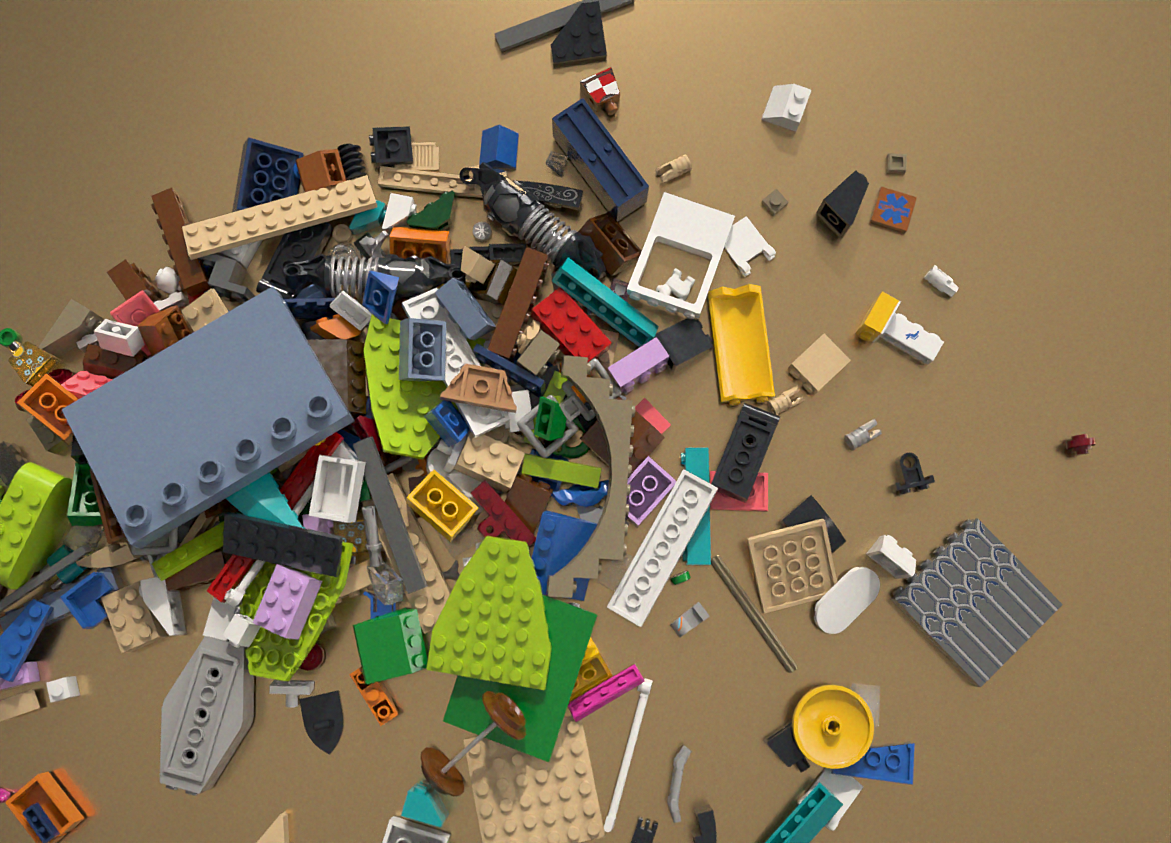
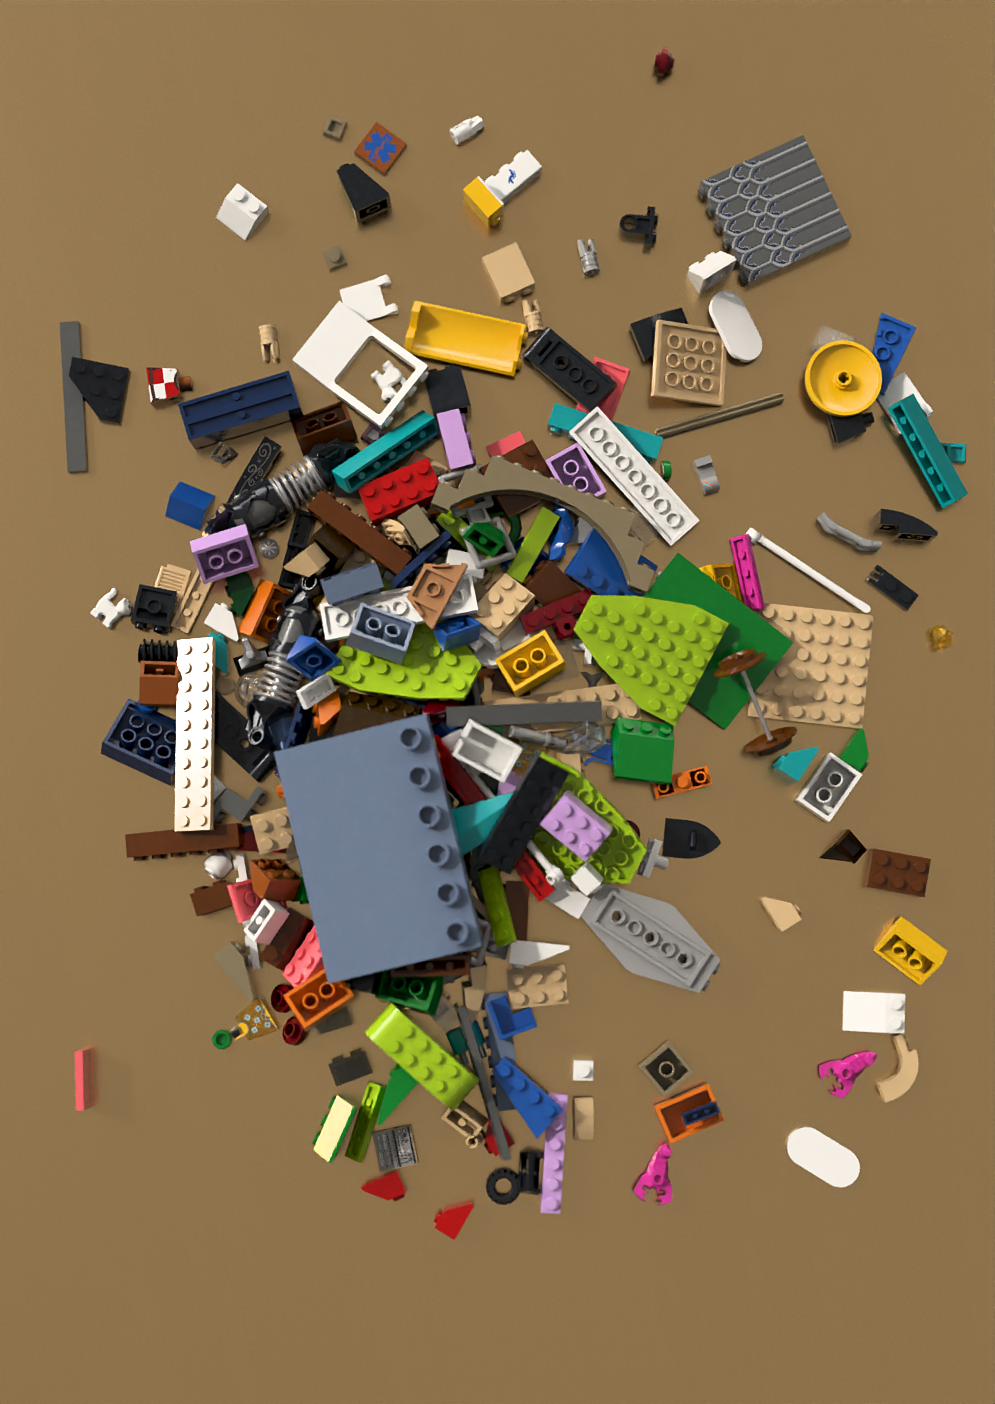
camera: 70 degrees left, 5 degrees up
(83, 772) = (666, 1068): none -> dark tan brick
(377, 110) = (111, 612): none -> white animal
(456, 186) = (224, 554): none -> lavender brick

